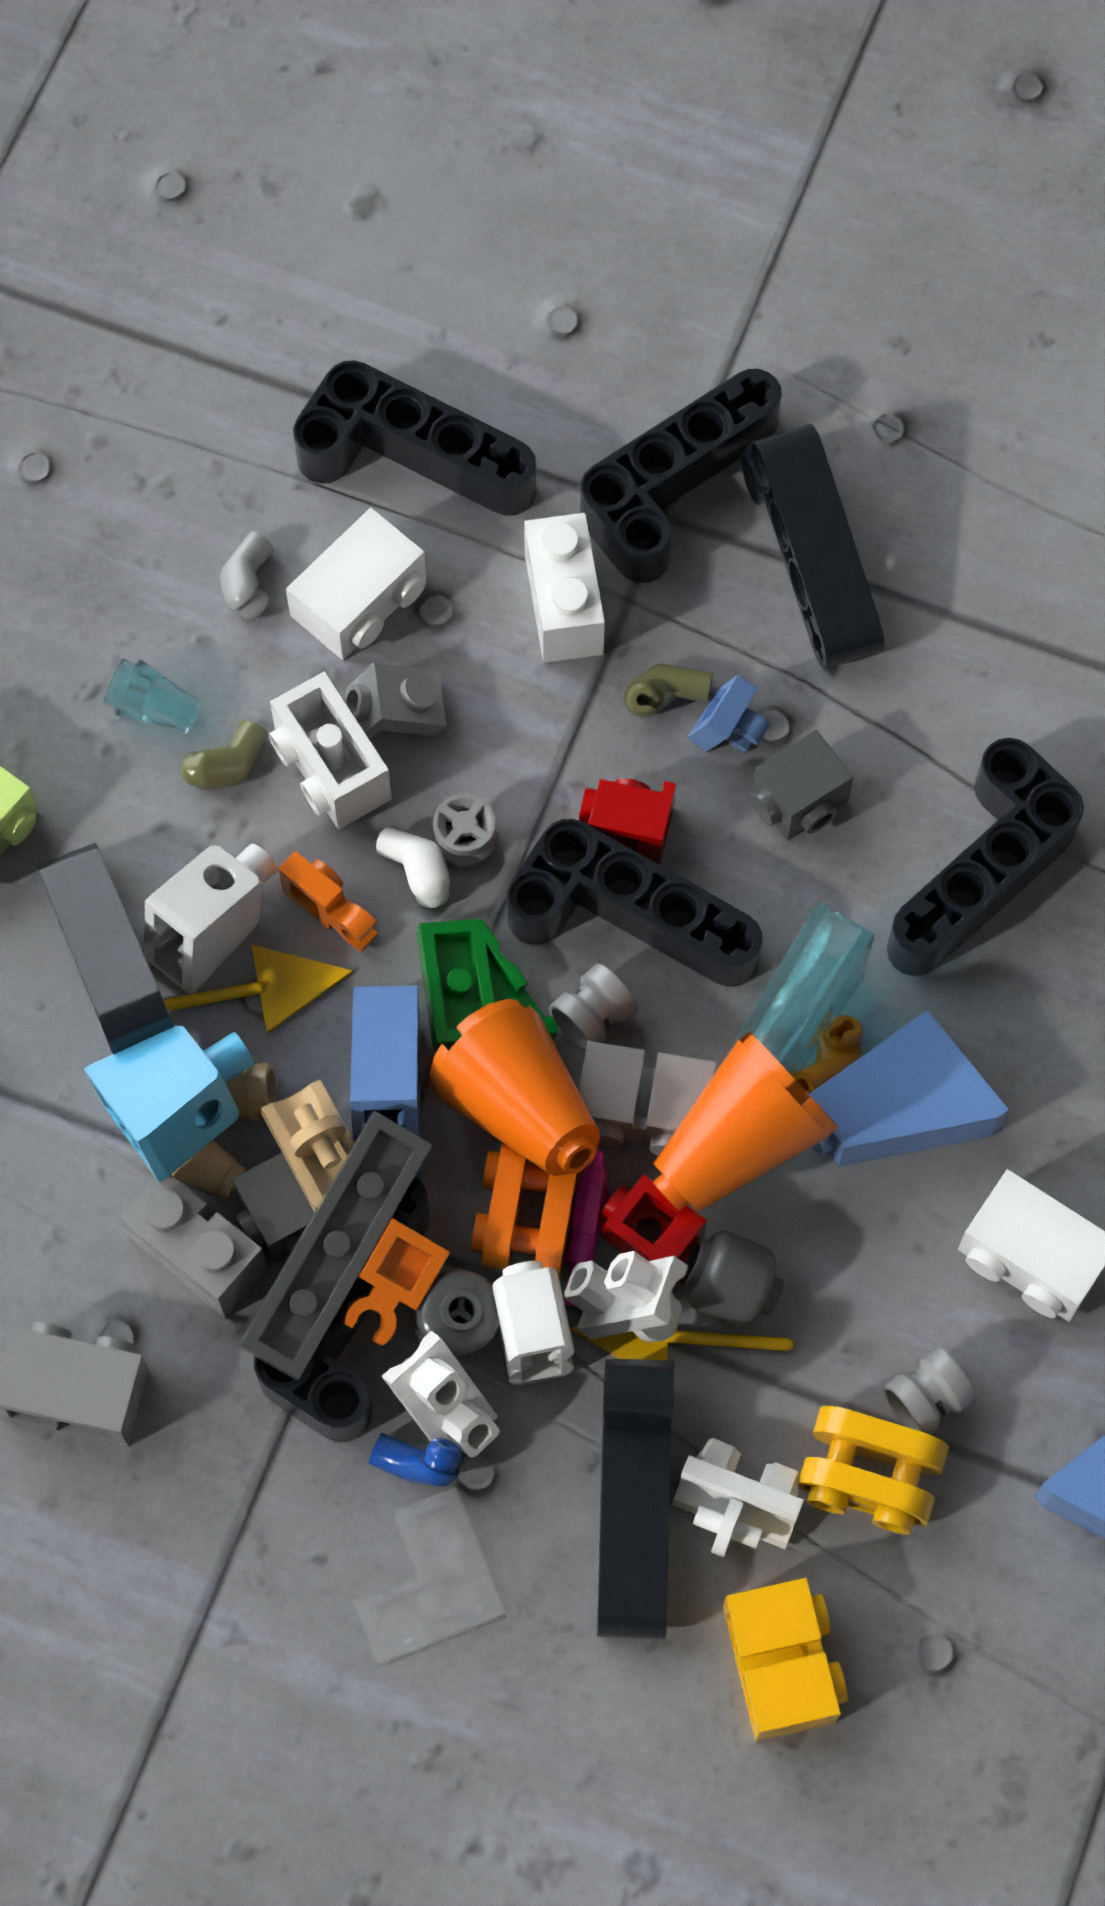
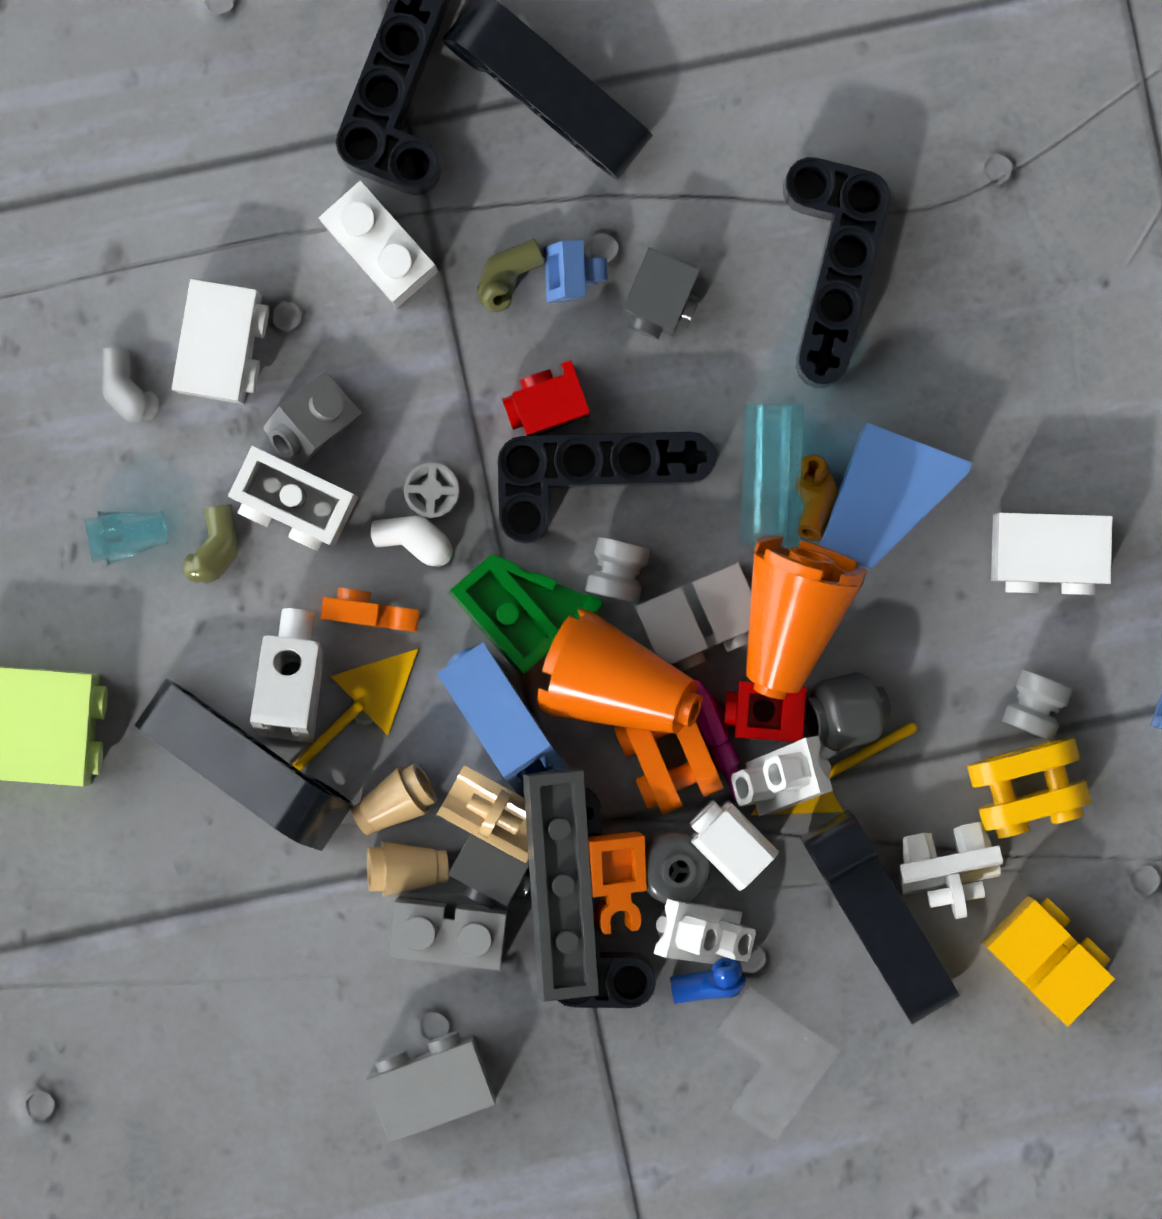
camera: 25 degrees left, 20 degrees up
(170, 1094) = (365, 847): medium azure torso -> none
(493, 472) = (189, 192): black beam -> none

